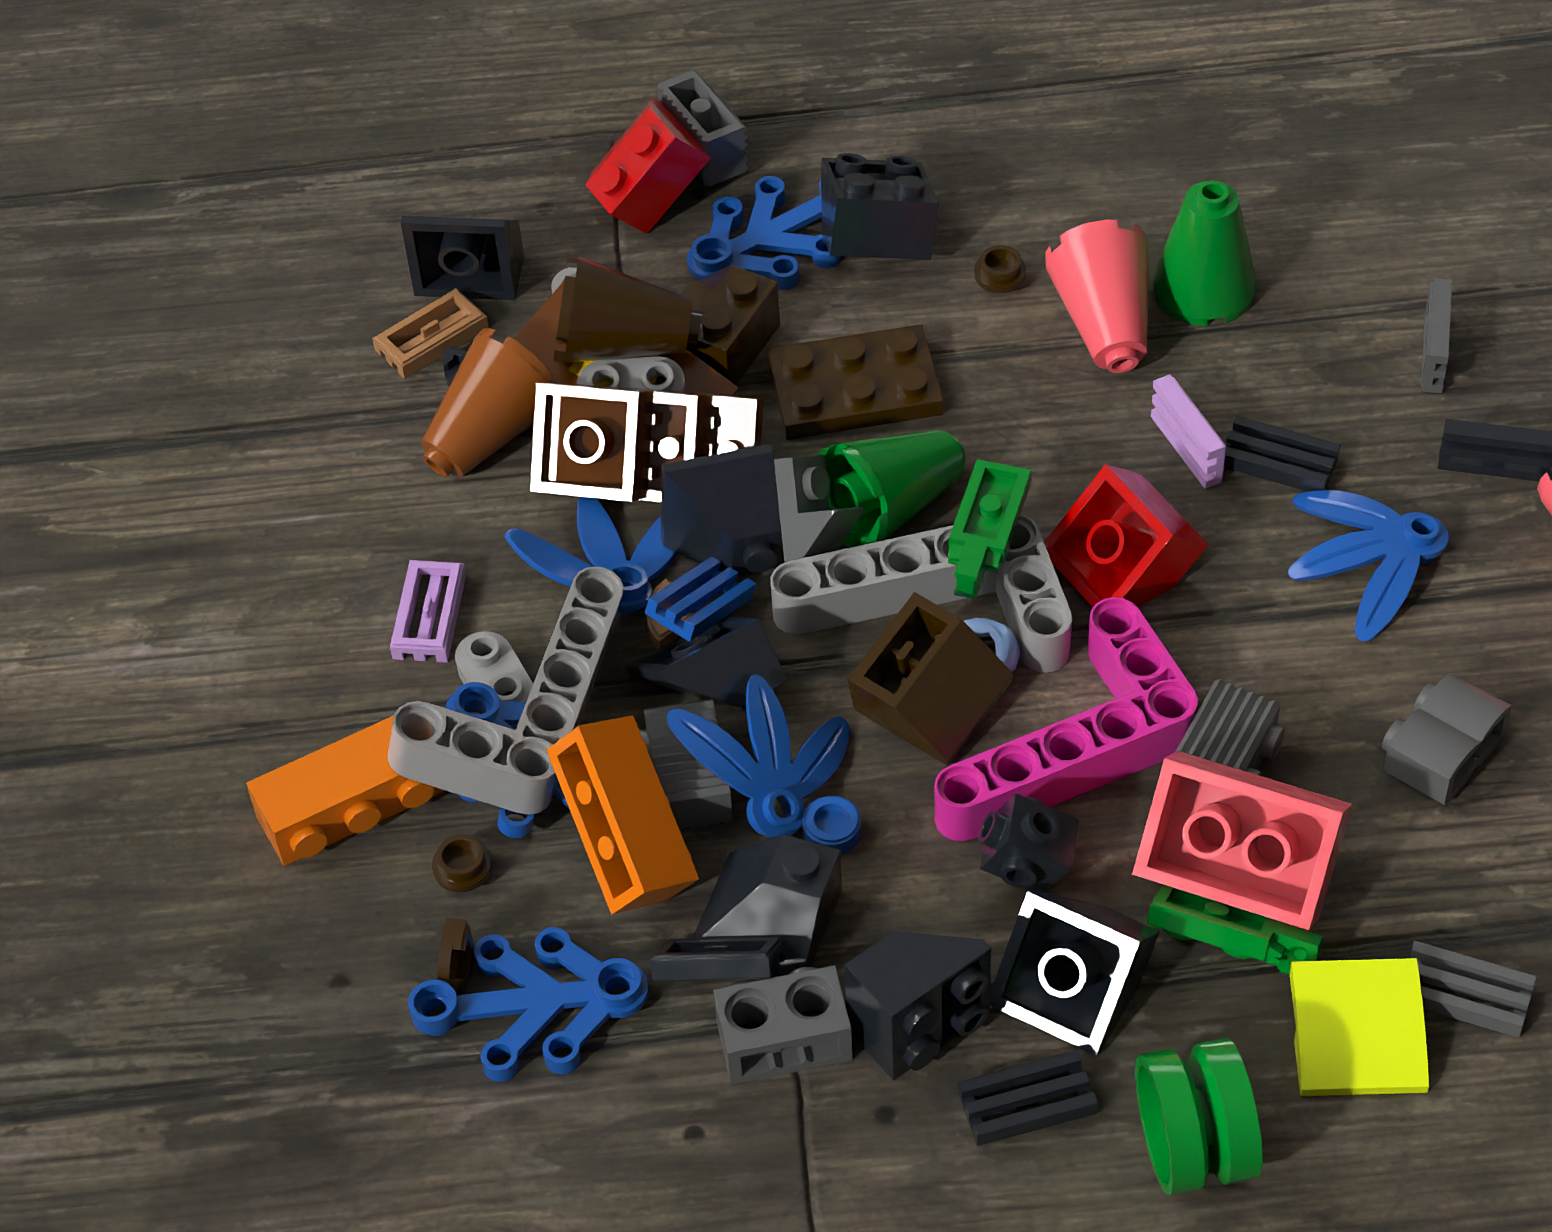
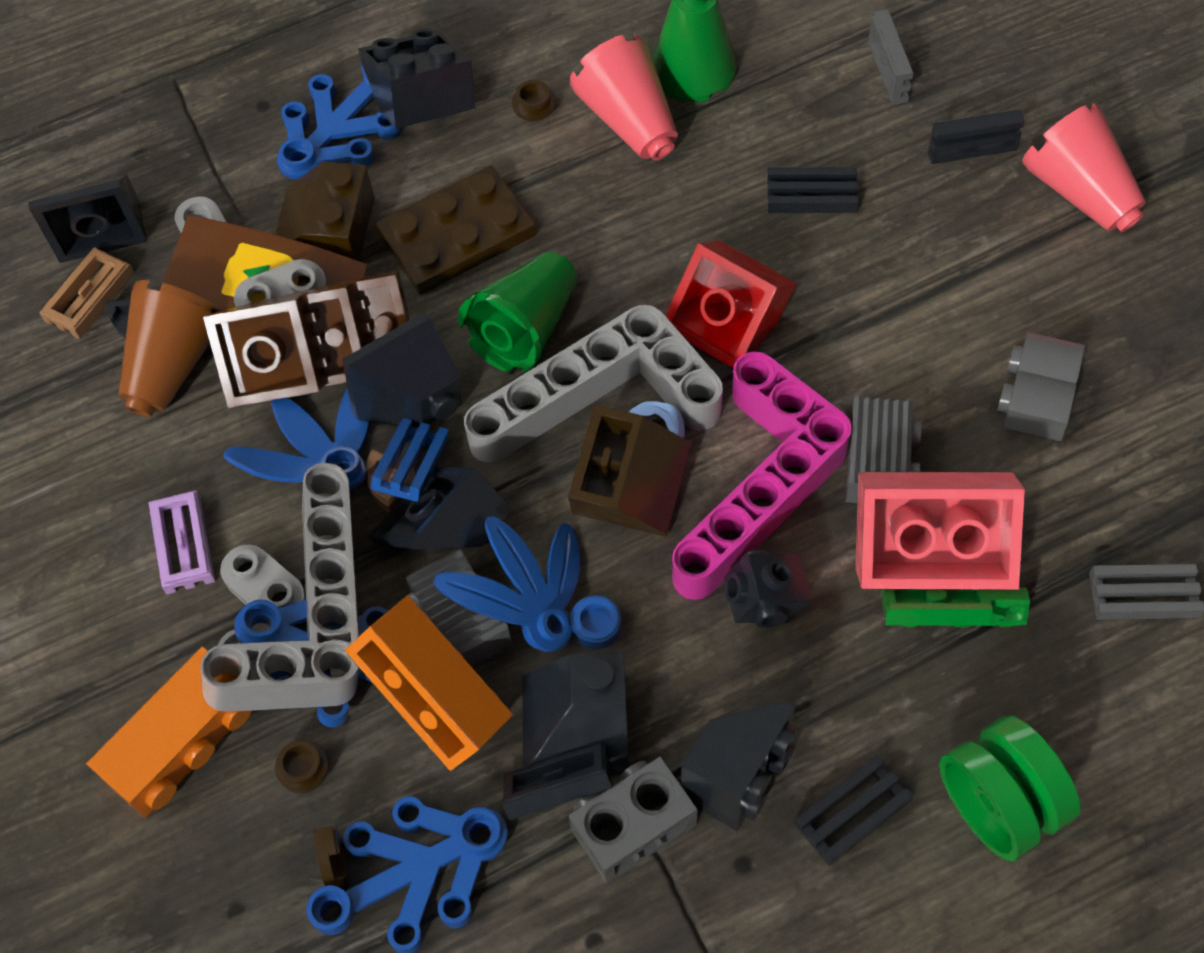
camera: 20 degrees left, 10 degrees up
(620, 316) = (250, 236): dark brown cone -> none
(647, 168) = (216, 97): red slope -> none
(709, 123) = (247, 50): dark grey brick -> none
(804, 508) = (474, 366): dark grey slope -> none
(986, 523) = (623, 322): green hinge -> none
(1072, 968) = (847, 684): black slope -> none
(1188, 431) = (737, 192): lavender tile -> none
(1359, 1027) = (1084, 655): neon yellow slope -> none
(1401, 540) = (931, 231): blue plant -> none

